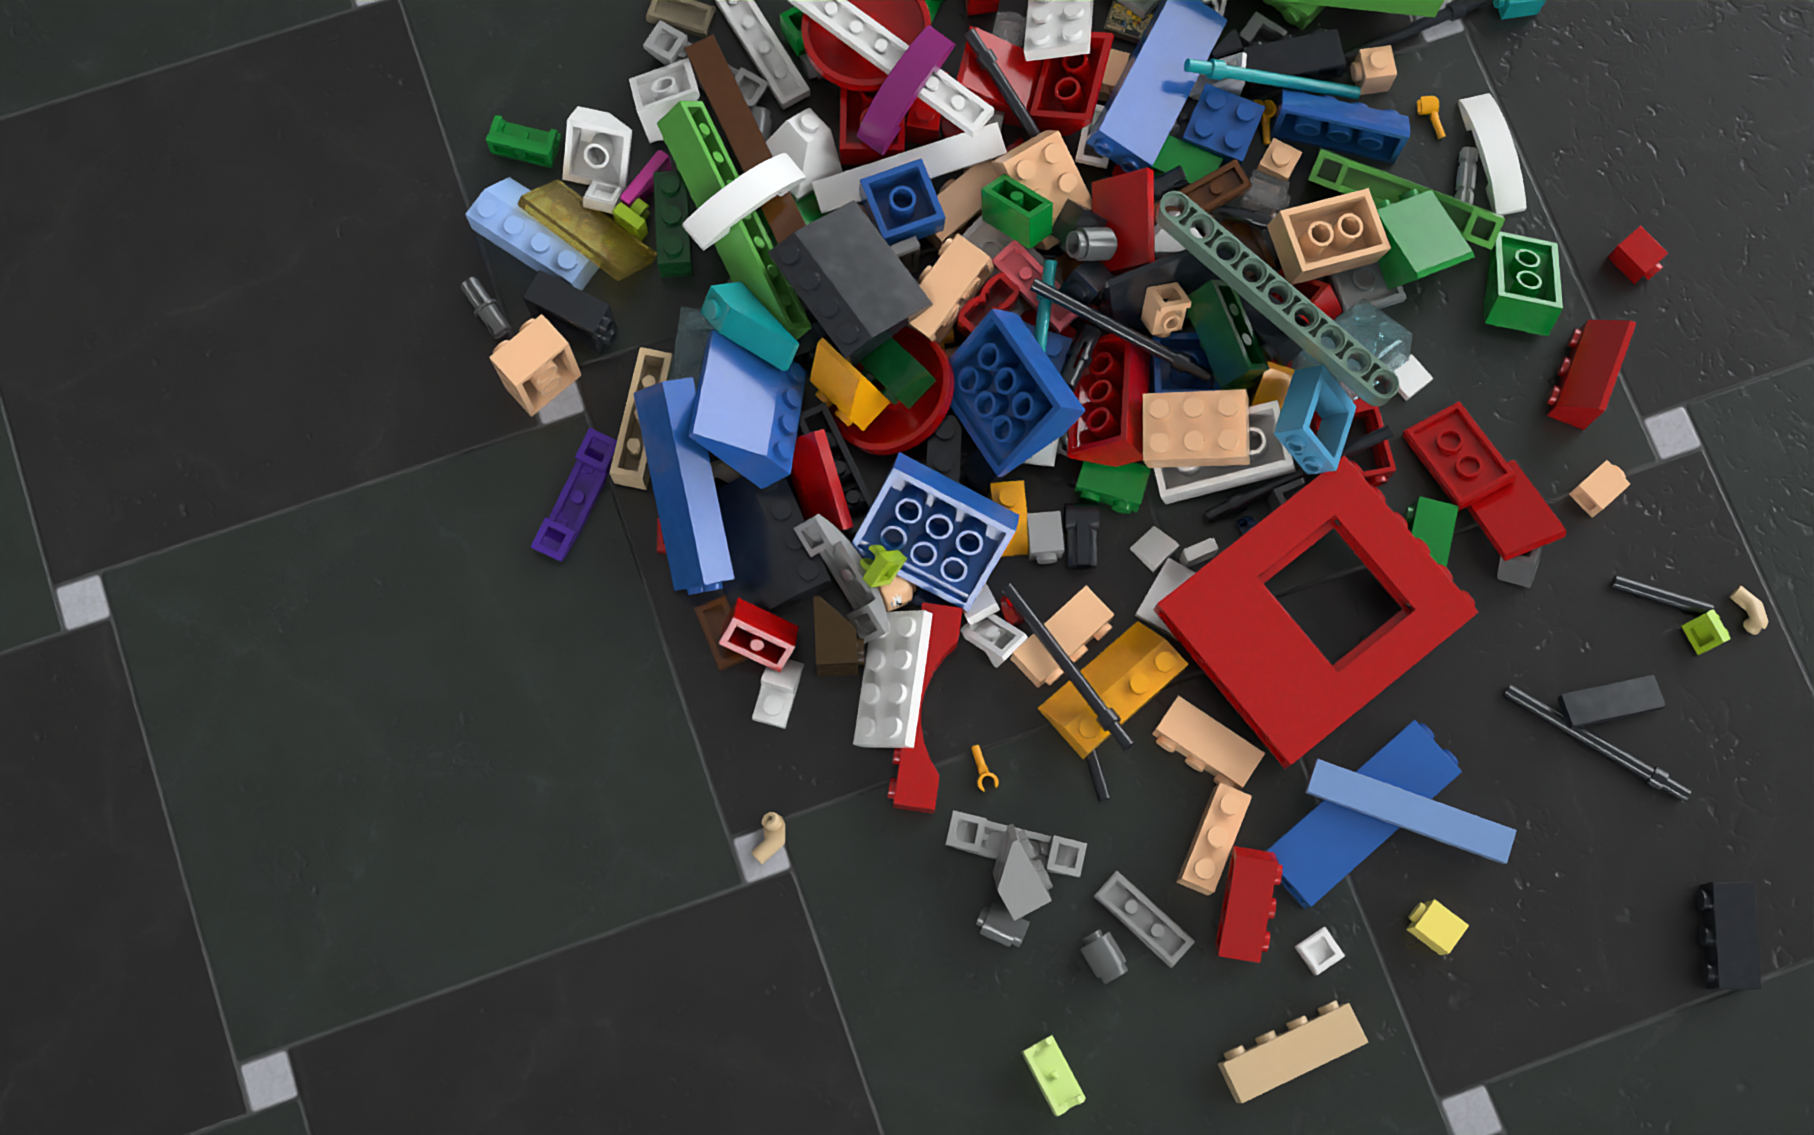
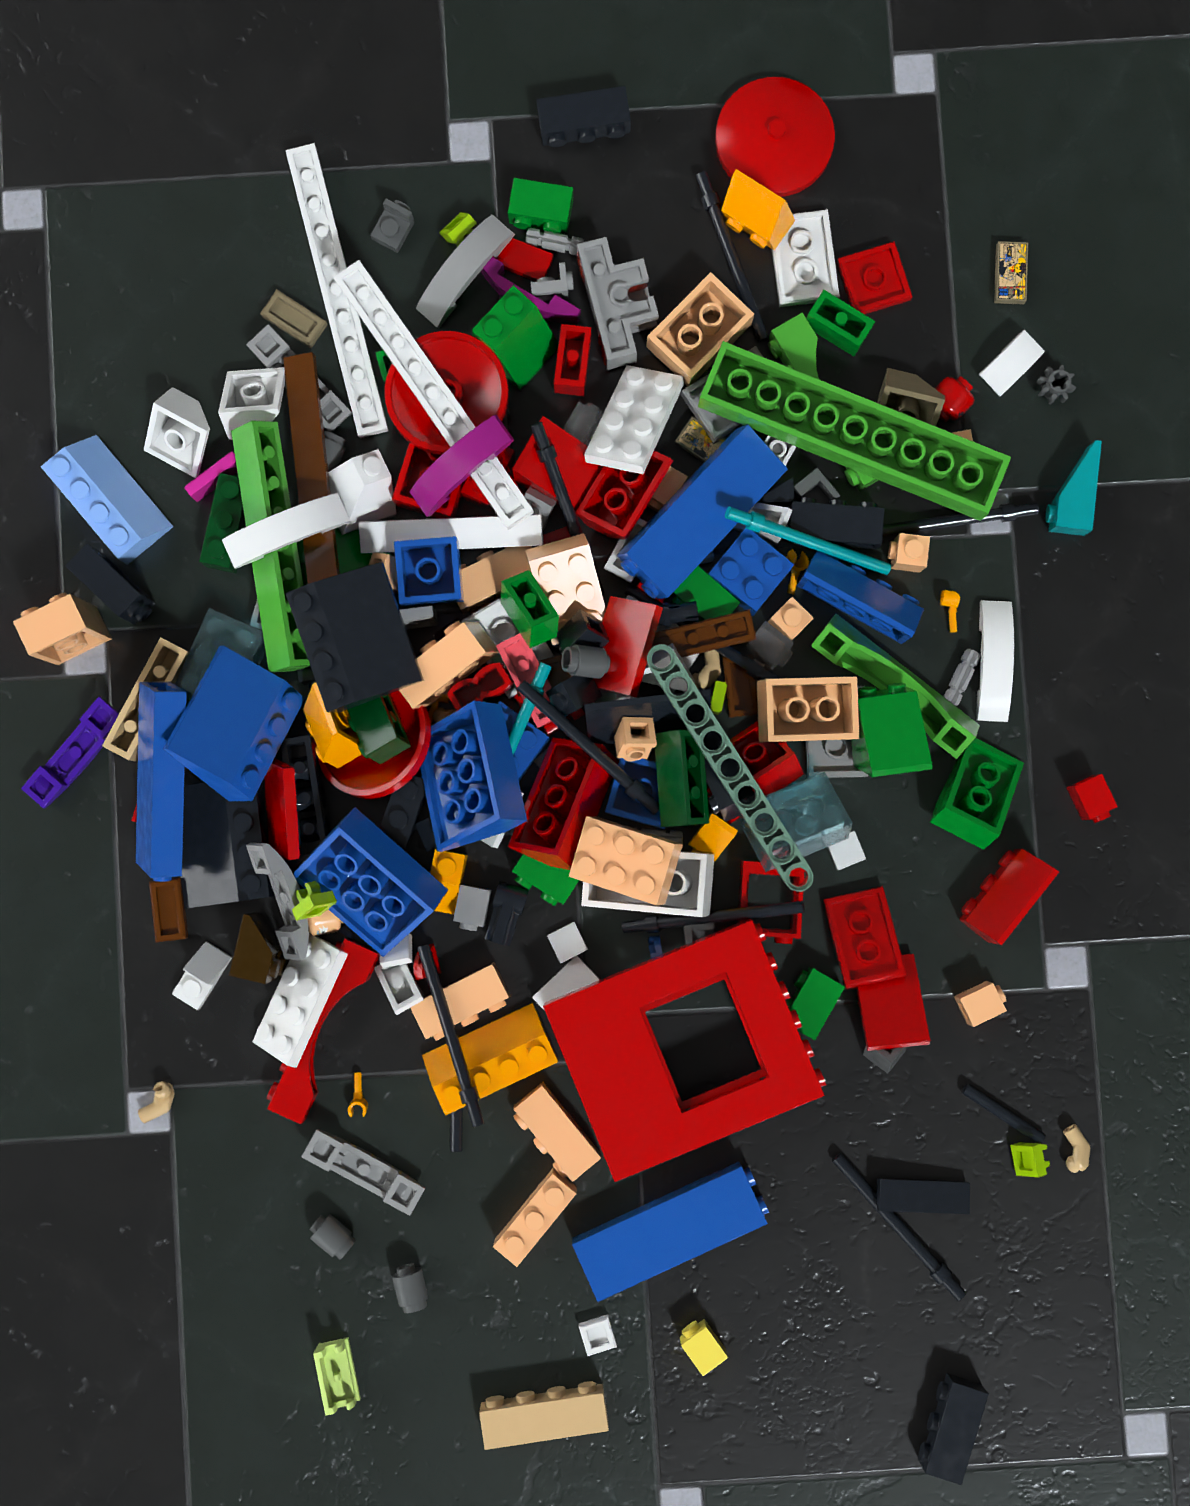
camera: 20 degrees right, 10 degrees up
(485, 308) = (41, 554): dark grey axle -> none
(523, 142) = (117, 404): green hinge -> none
(587, 229) = (148, 508): clear yellow tile -> none
(602, 196) = (172, 479): white tile -> none
(633, 218) = (194, 507): lime tile -> none
(746, 321) = (256, 648): teal slope -> none
(759, 635) = (193, 927): red brick -> none
(1017, 877) = (355, 1206): light grey slope -> none
(1087, 339) = (533, 772): black pin -> none
(1144, 919) = (456, 1264): light grey tile -> none
(1198, 552) = (603, 959): white tile -> none
(1248, 904) = (544, 1284): red brick -> none
(1317, 391) = (733, 853): dark azure window -> none
(1410, 811) = (709, 1247): medium blue tile -> none

